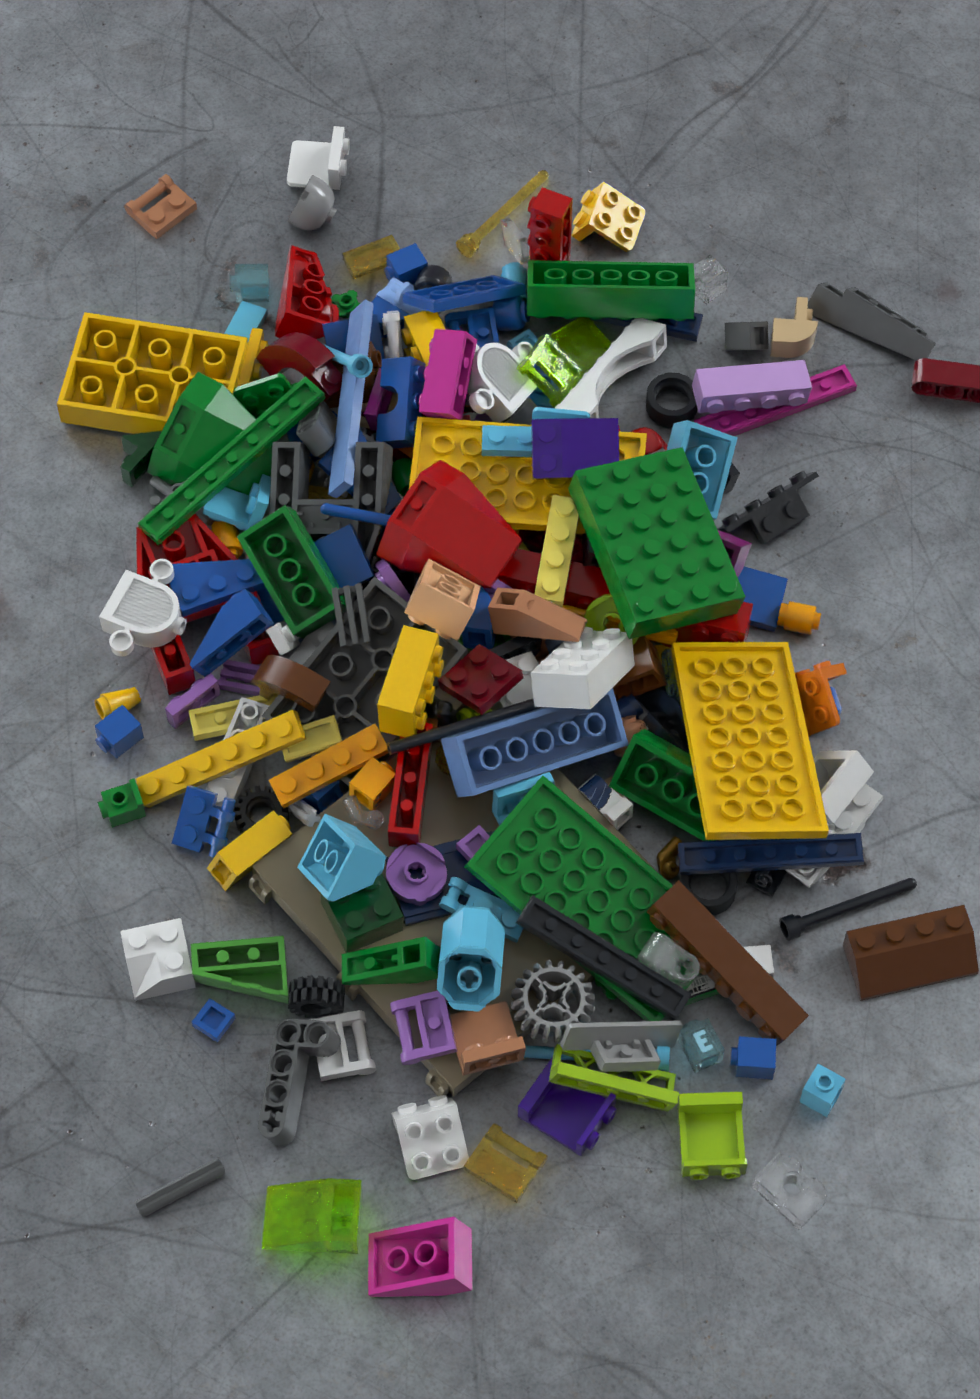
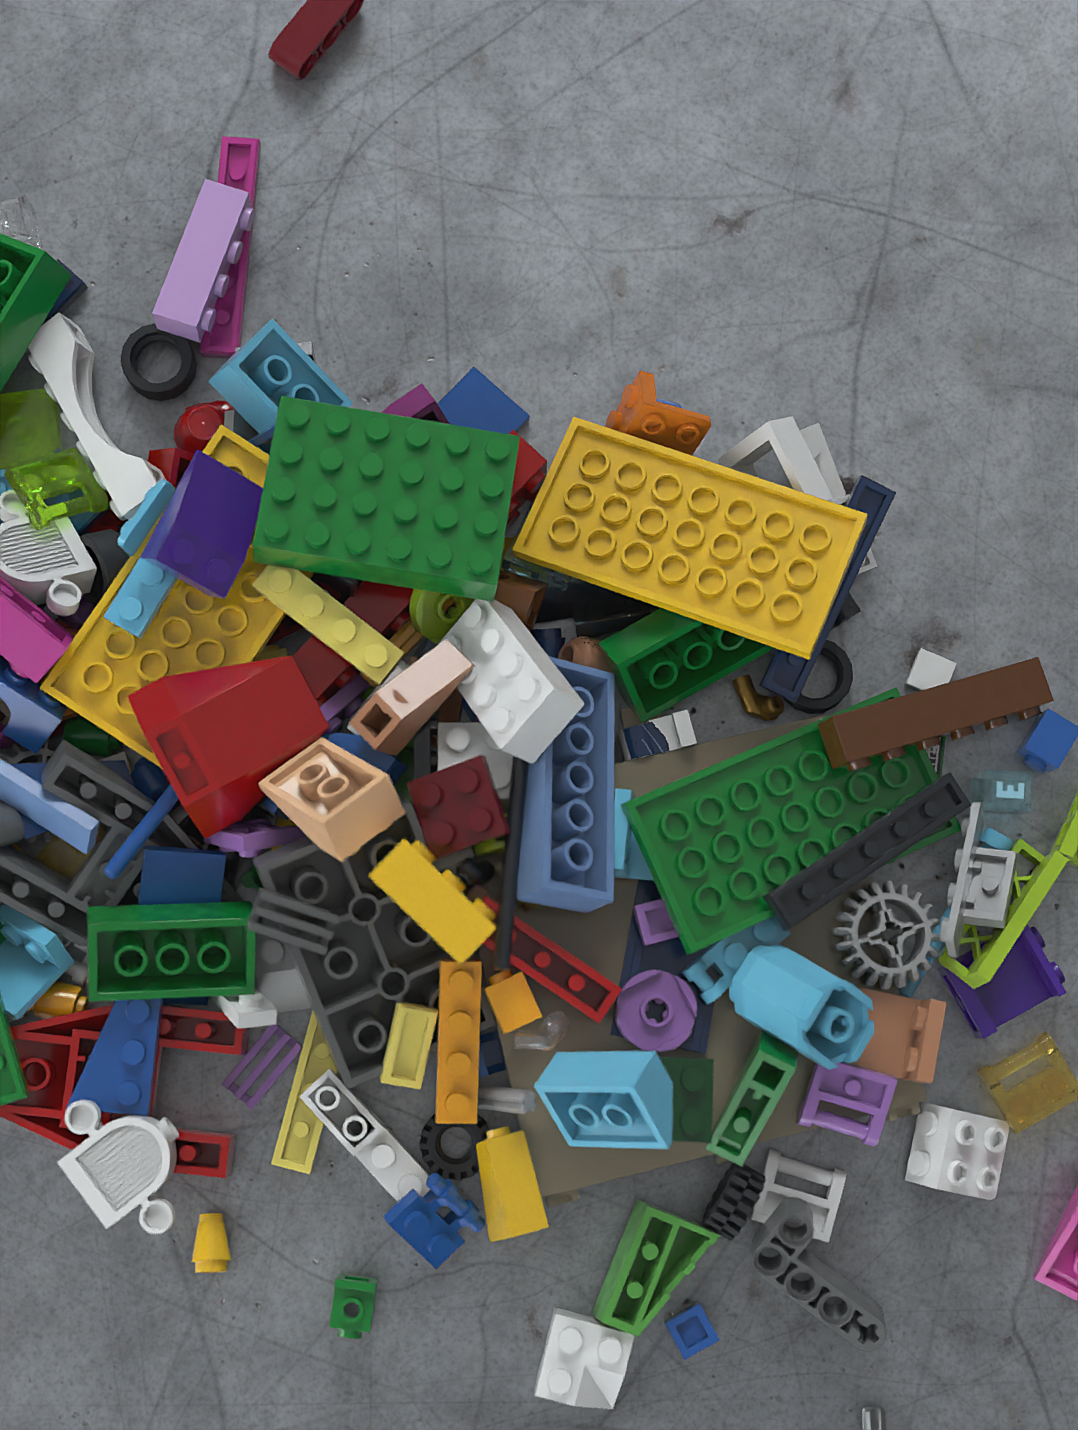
camera: 65 degrees left, 20 degrees up
(118, 732) = (254, 1264): blue brick -> none
(198, 696) = (254, 1136): medium lavender plate -> none
(221, 758) = (372, 1163): yellow plate -> none
(232, 629) = (205, 1063): blue slope -> none
(290, 680) = (331, 1037): reddish brown arch -> none
(314, 1216) = (993, 1336): clear neon green slope -> none
(667, 958) = (905, 778): clear piece -> none
(746, 335) = (119, 225): dark grey panel -> none
(776, 512) = (376, 331): black bracket -> none
(793, 926) = (911, 607): black piece -> none
(794, 336) = (152, 170): tan brick -> none
(799, 617) = (533, 382): light orange brick -> none
(869, 319) = (178, 70): dark grey wedge -> none
(911, 952) = (1009, 500): reddish brown slope -> none

